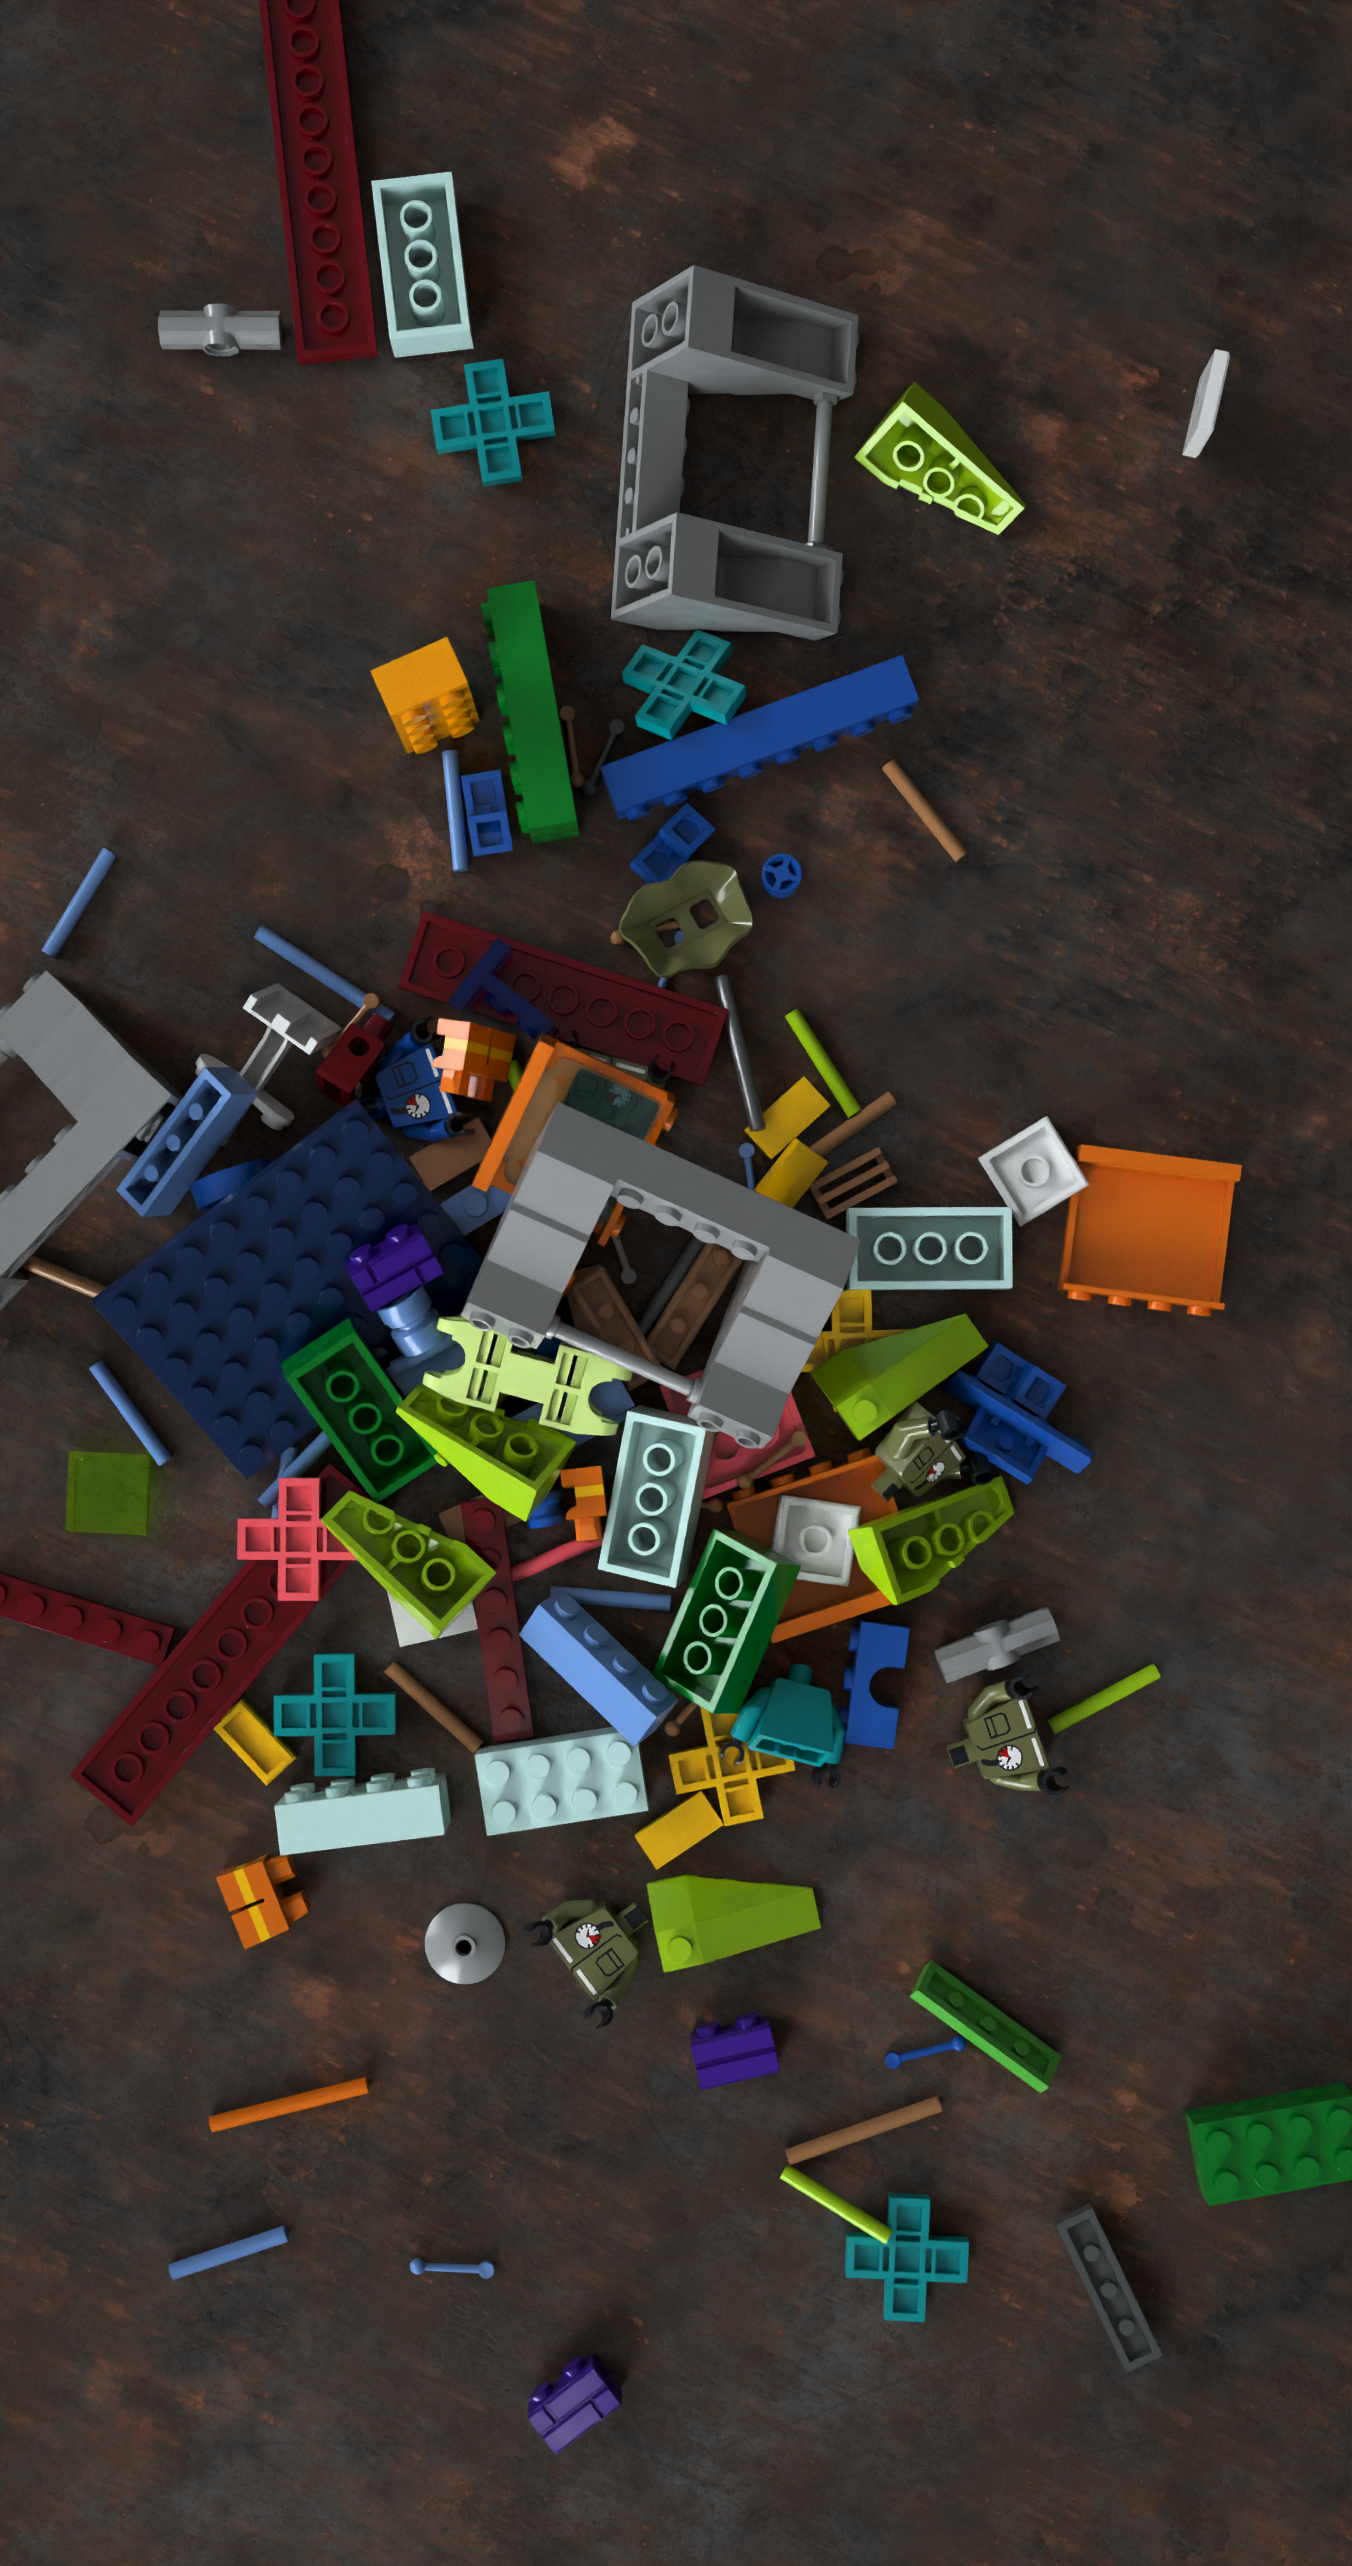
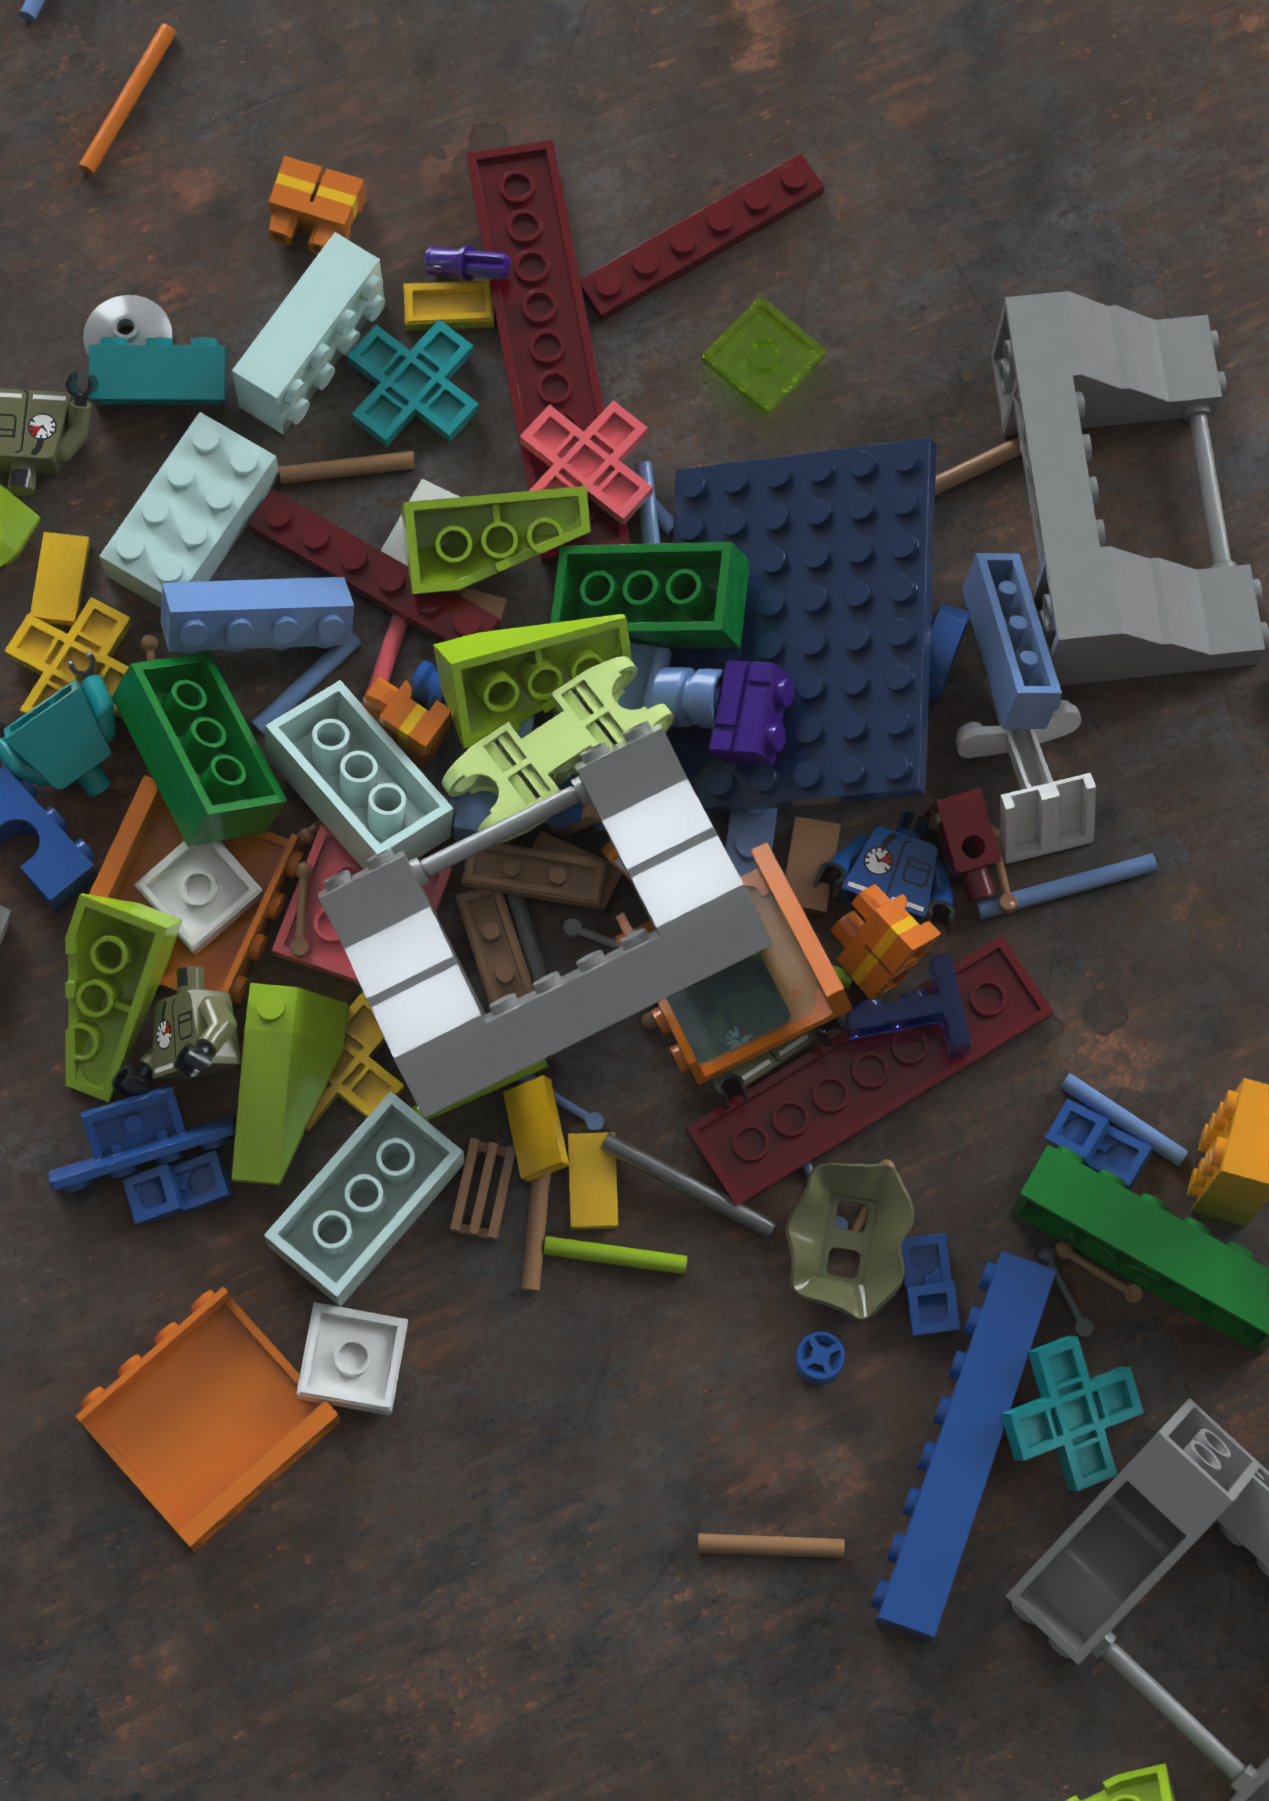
camera: 130 degrees right, 15 degrees down
(130, 1412) = (816, 425): medium blue bar -> none
(216, 1753) = (467, 263): none -> dark purple axle
(477, 1893) = (160, 372): none -> teal brick

